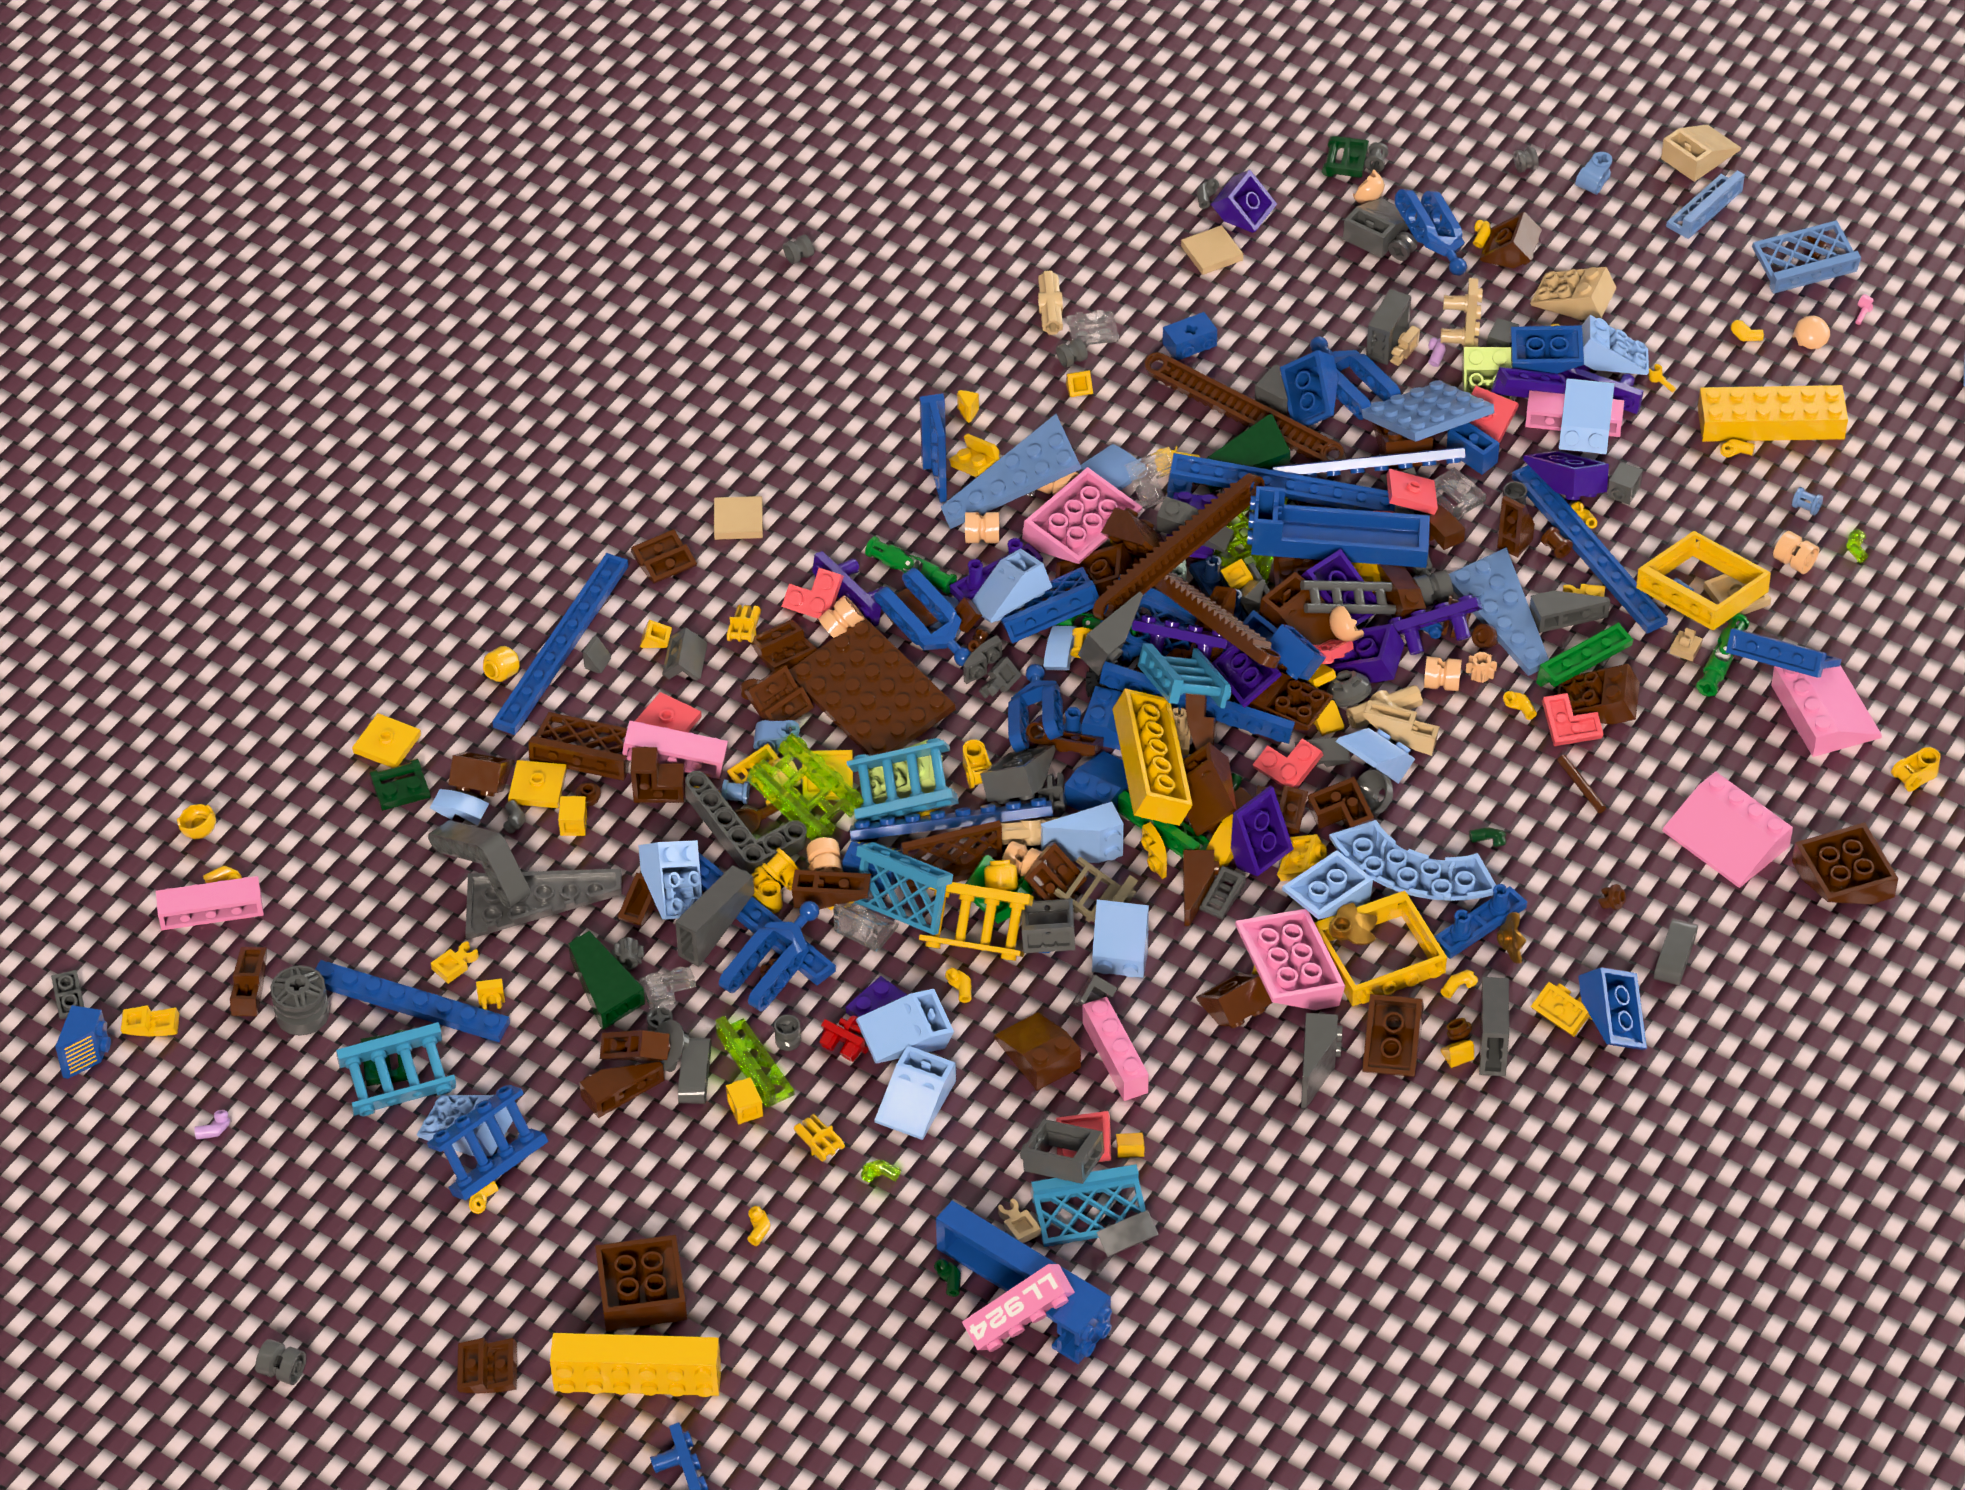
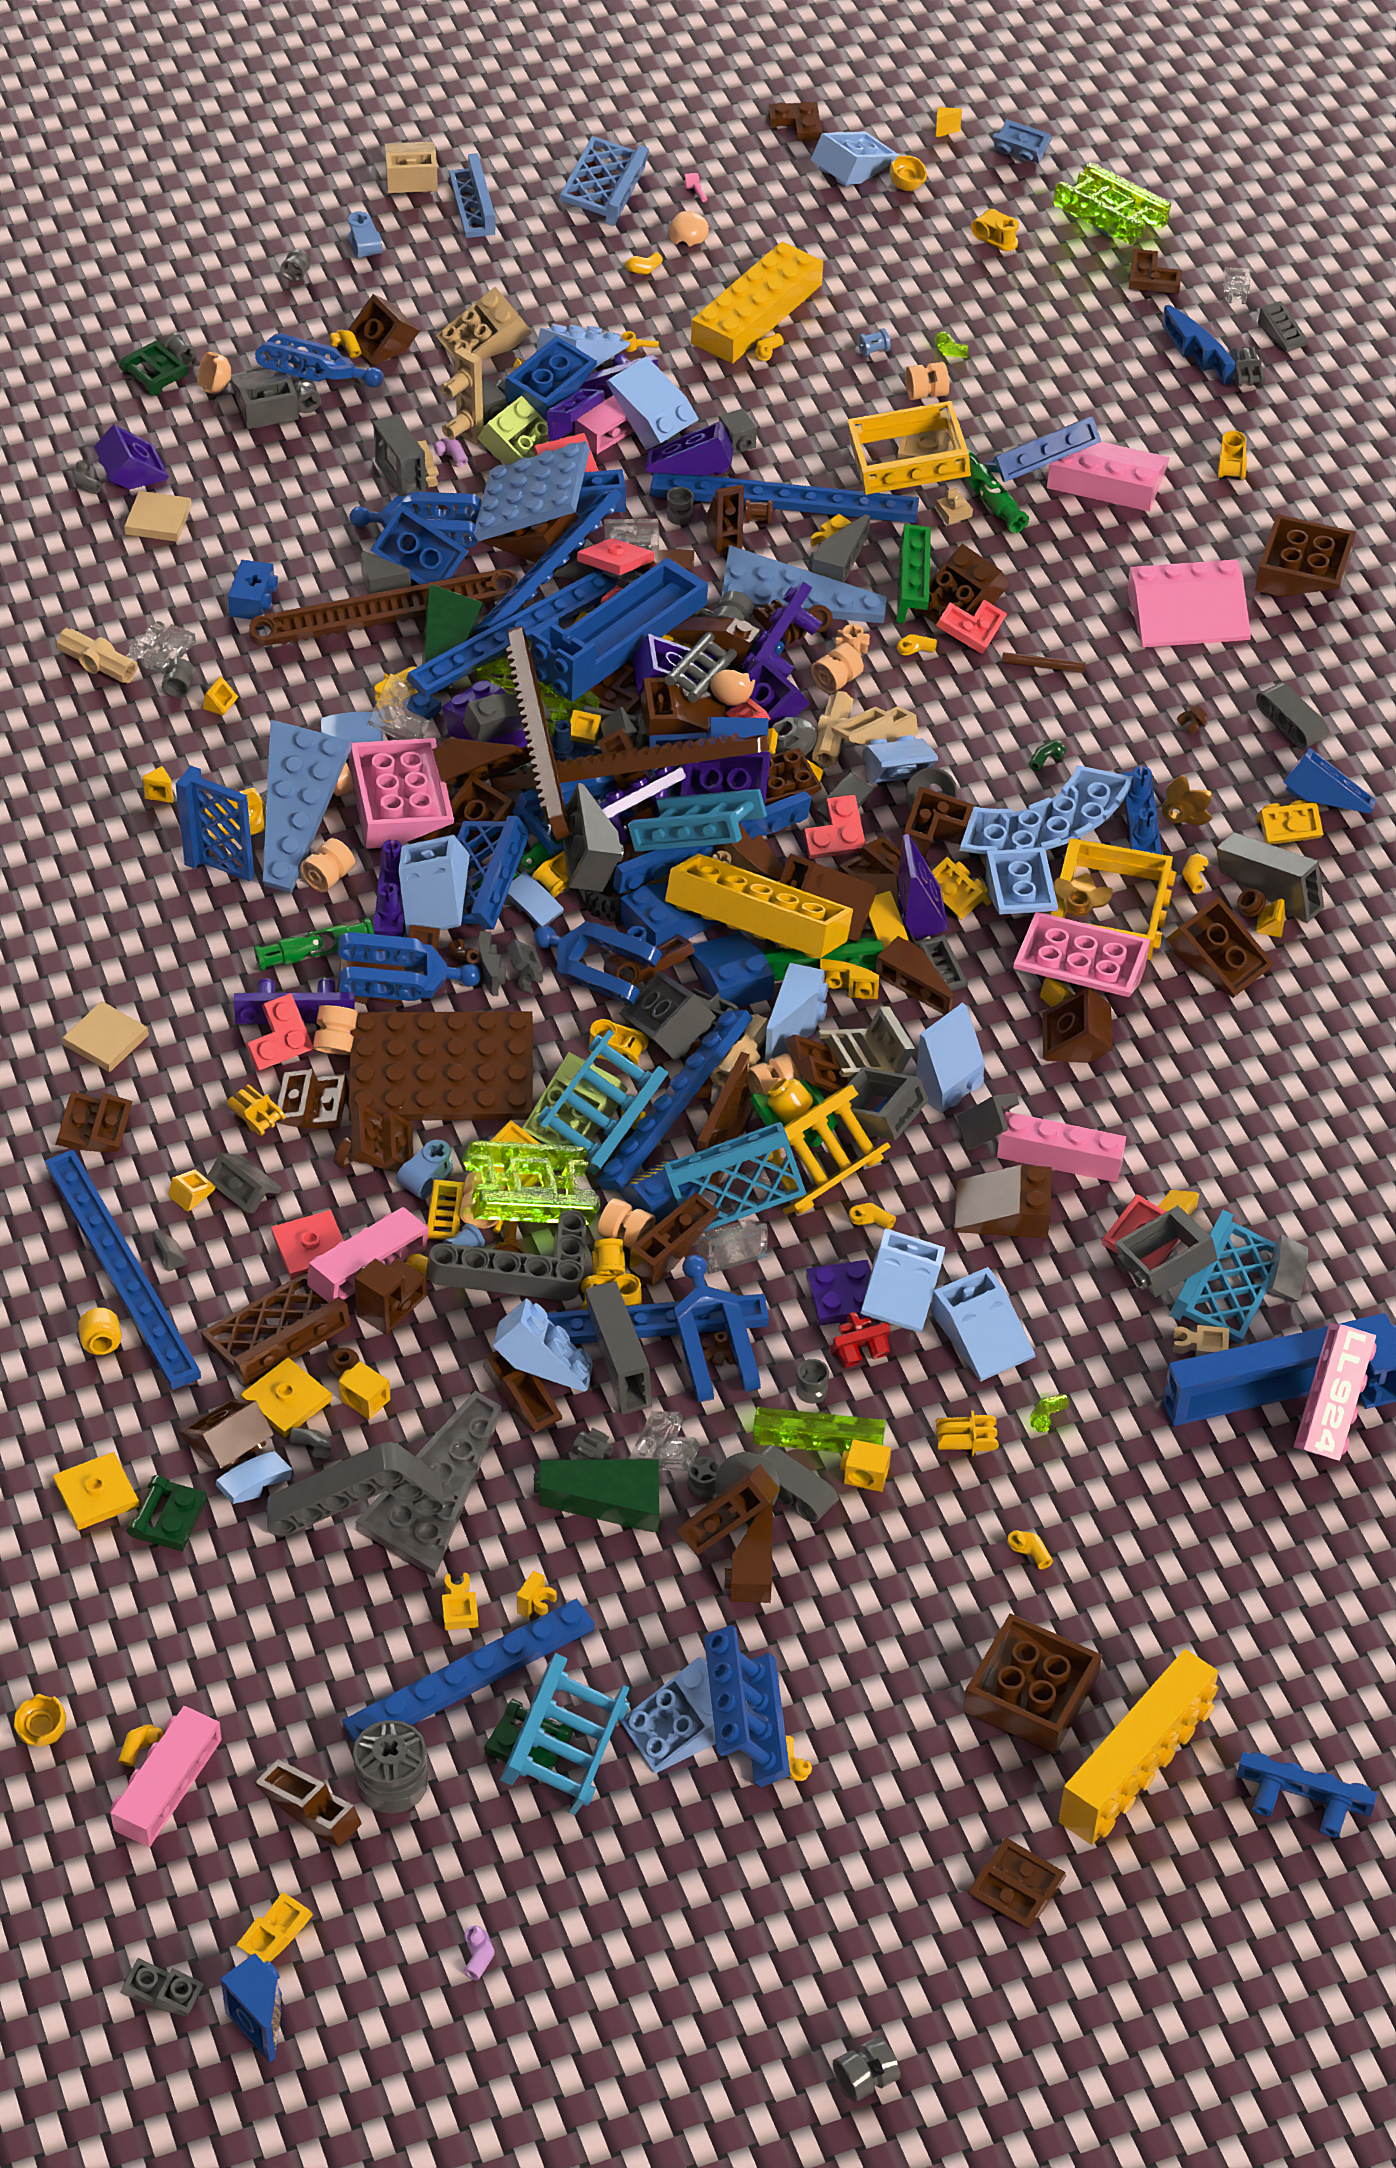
camera: 55 degrees left, 0 degrees up
(950, 1274) = (1222, 1431): dark green arm -> none
(1320, 1048) = (1206, 1010): dark grey slope -> none
(1584, 514) = (753, 475): yellow arm -> none

